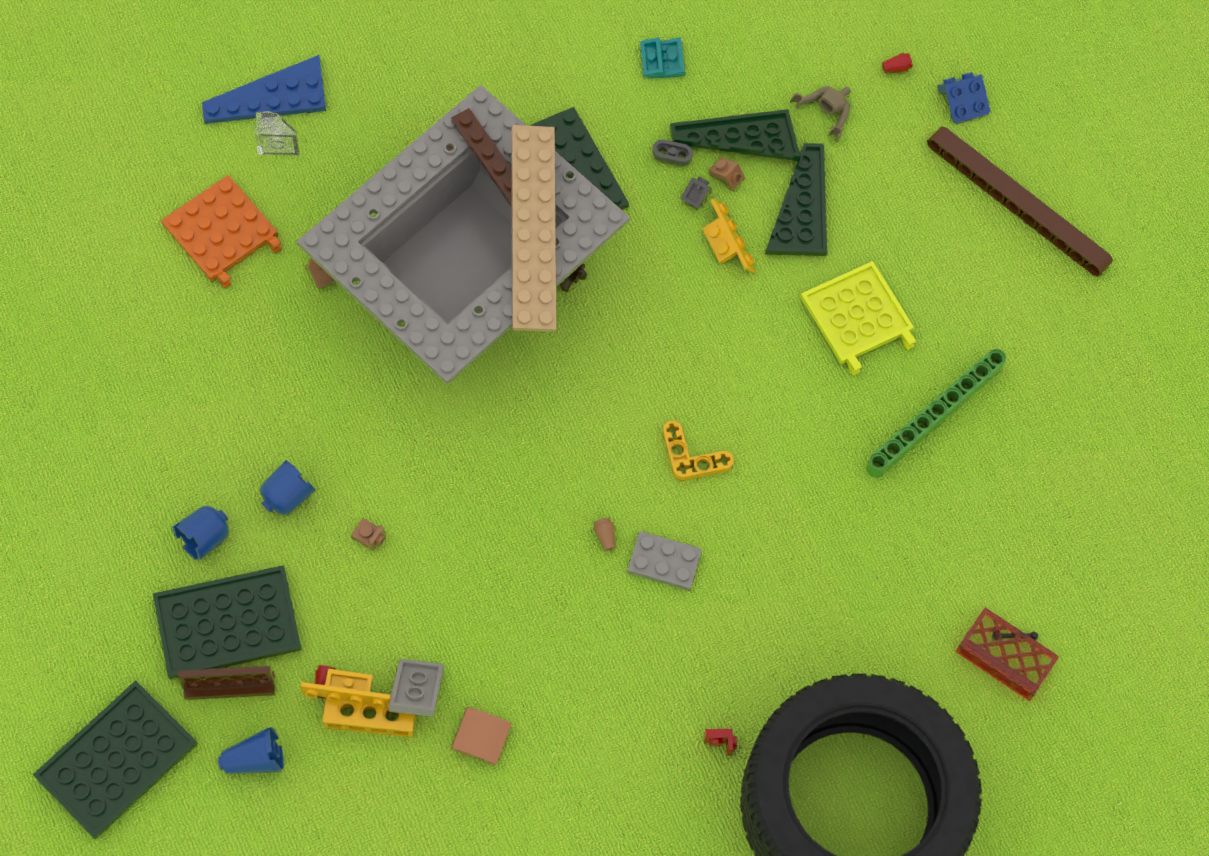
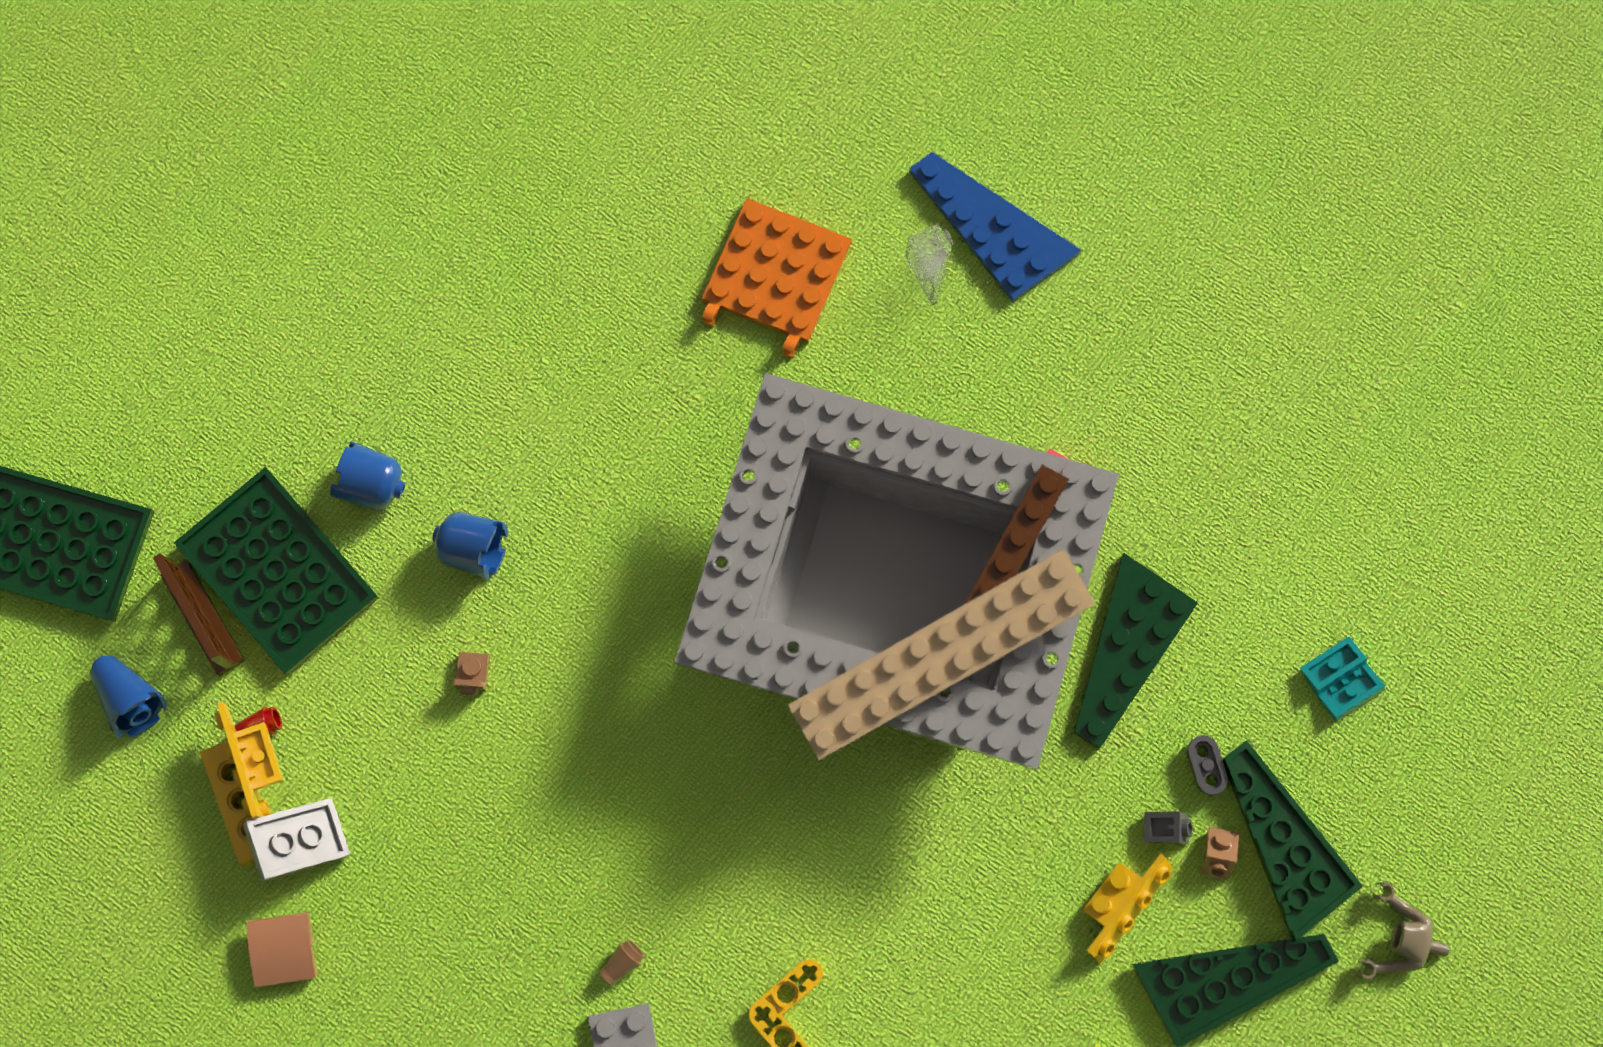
camera: 70 degrees right, 10 degrees up
(898, 63) = (1527, 1001): red cone -> none

